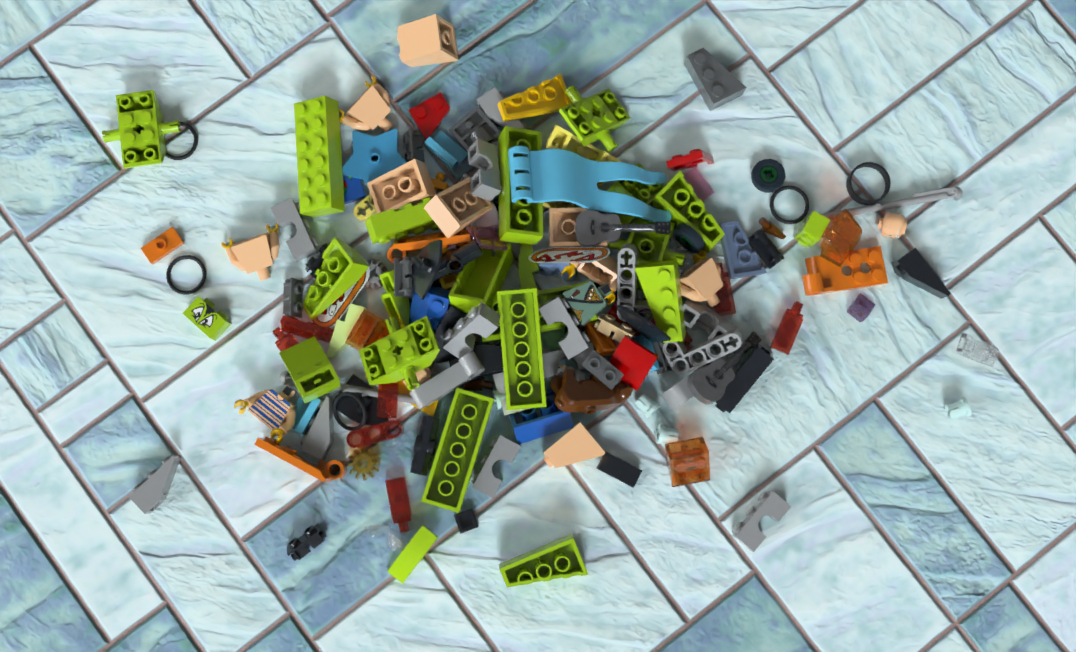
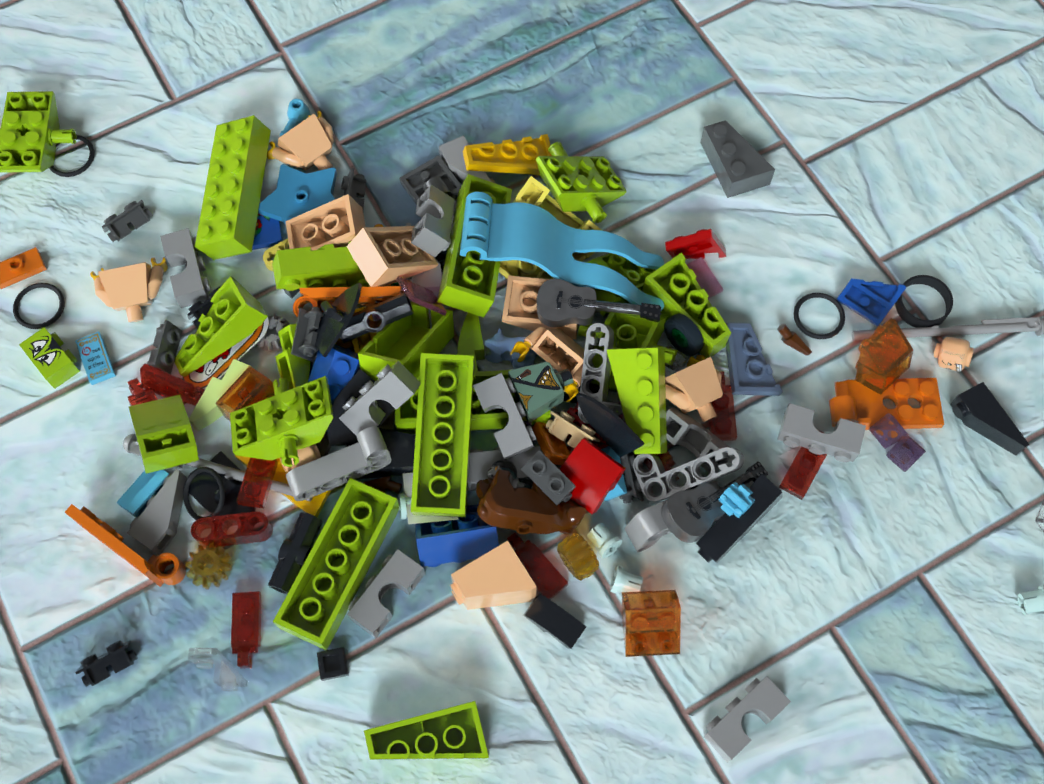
camera: 10 degrees right, 15 degrees down
(241, 312) = (95, 358): none -> medium azure tile
(244, 189) = (118, 224): none -> dark grey hinge
(272, 409) = (102, 478): torso -> none
(354, 83) = (296, 113): none -> medium azure bar
(413, 553) = (249, 698): lime slope -> none
(427, 42) = (391, 80): light nougat slope -> none
(430, 114) = (380, 161): red wing -> none
(446, 150) = (391, 202): medium azure panel -> none
(569, 255) = (524, 328): sticker -> none
(601, 432) = (541, 570): none -> clear red hinge
(630, 422) = (578, 556): none -> clear yellow gear
(741, 370) = (736, 500): none -> medium azure gear
(765, 248) = (783, 363): black hinge -> none
(777, 174) = (790, 267): black bush -> none
(781, 305) = (842, 443): none -> light grey arch
(811, 229) = (846, 342): lime brick -> none
(828, 187) = (870, 299): none -> blue wing
(847, 294) = (888, 431): none -> clear purple slope

